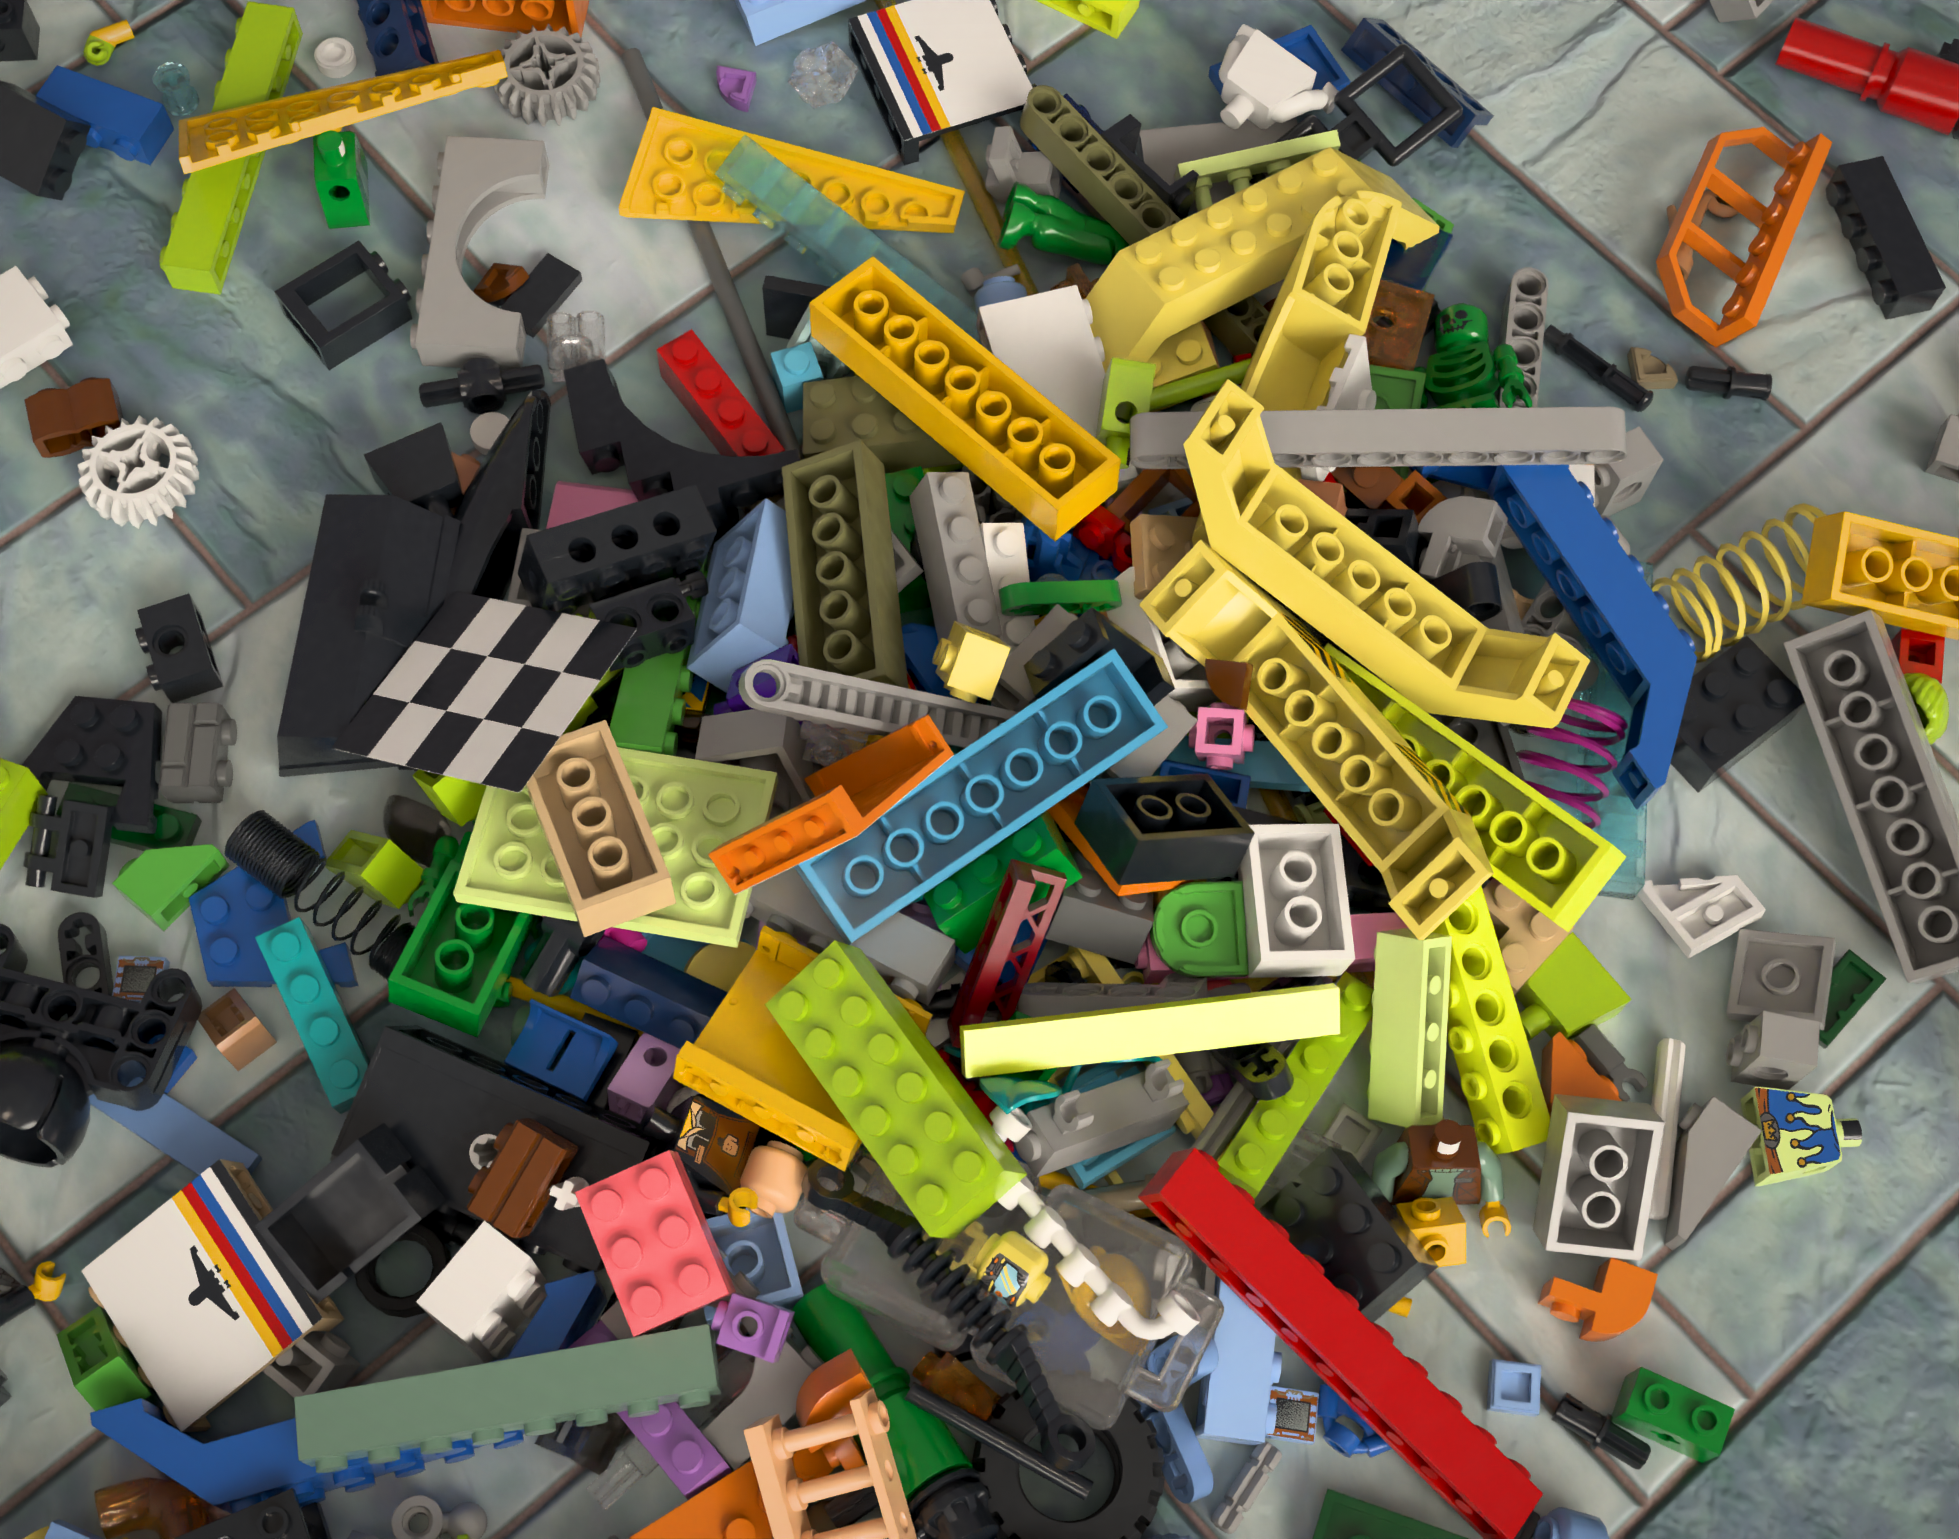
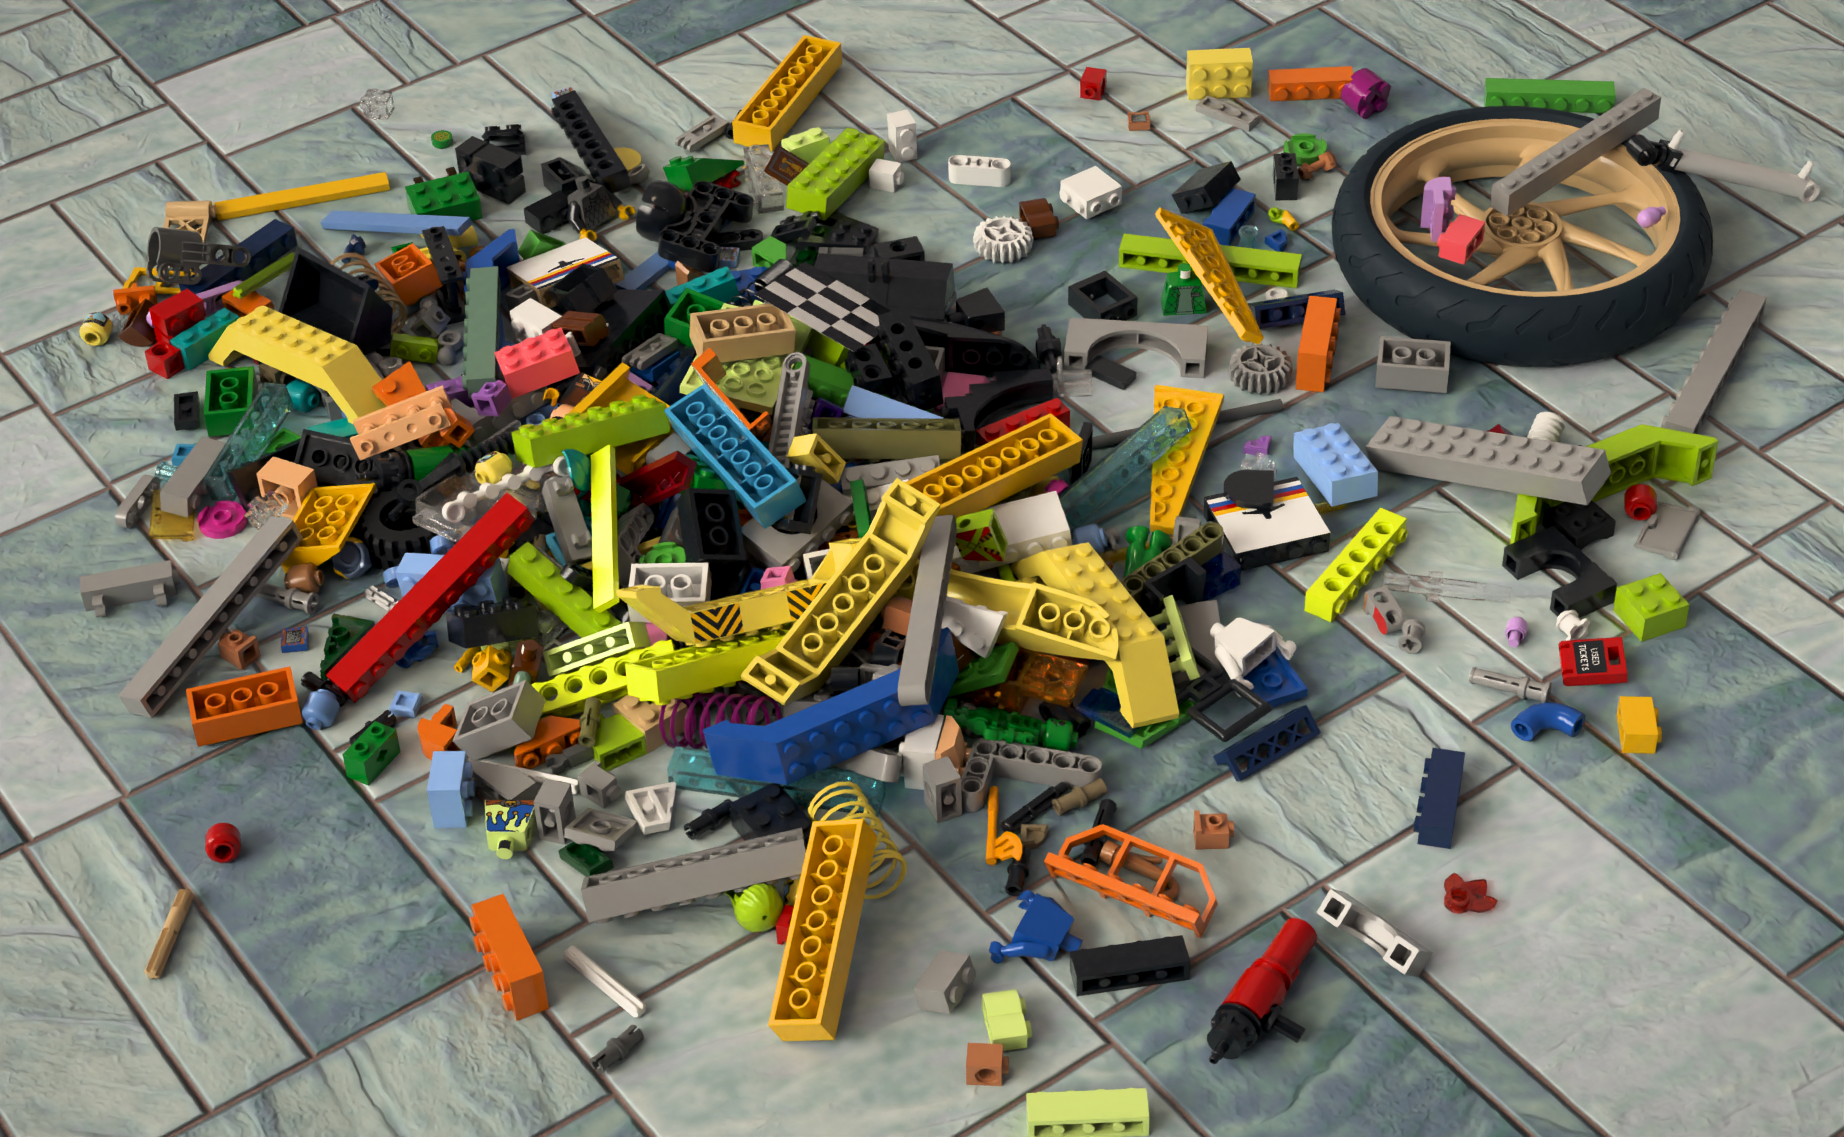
camera: 100 degrees right, 25 degrees down
(169, 51) = (1277, 240): none -> blue tile
(500, 282) = (1119, 356): reddish brown tile -> none
(536, 1053) = (650, 351): none -> light grey hinge
(892, 73) = (1250, 488): none -> black tile
(1230, 681) = (800, 573): reddish brown tile -> none
(1571, 310) = (1079, 796): none -> dark tan pin
(1577, 1017) = (589, 722): none -> olive pin
(1609, 137) = (1212, 831): none -> nougat brick
(1629, 281) = (1093, 848): none -> black pin
(1673, 1000) = (599, 785): none -> light grey brick
(1679, 419) = (1009, 840): none -> light orange piece
(1710, 818) = (708, 820): none -> black pin
(1758, 1239) = (450, 789): none -> light blue brick
(1852, 342) = (1040, 931): none -> blue torso

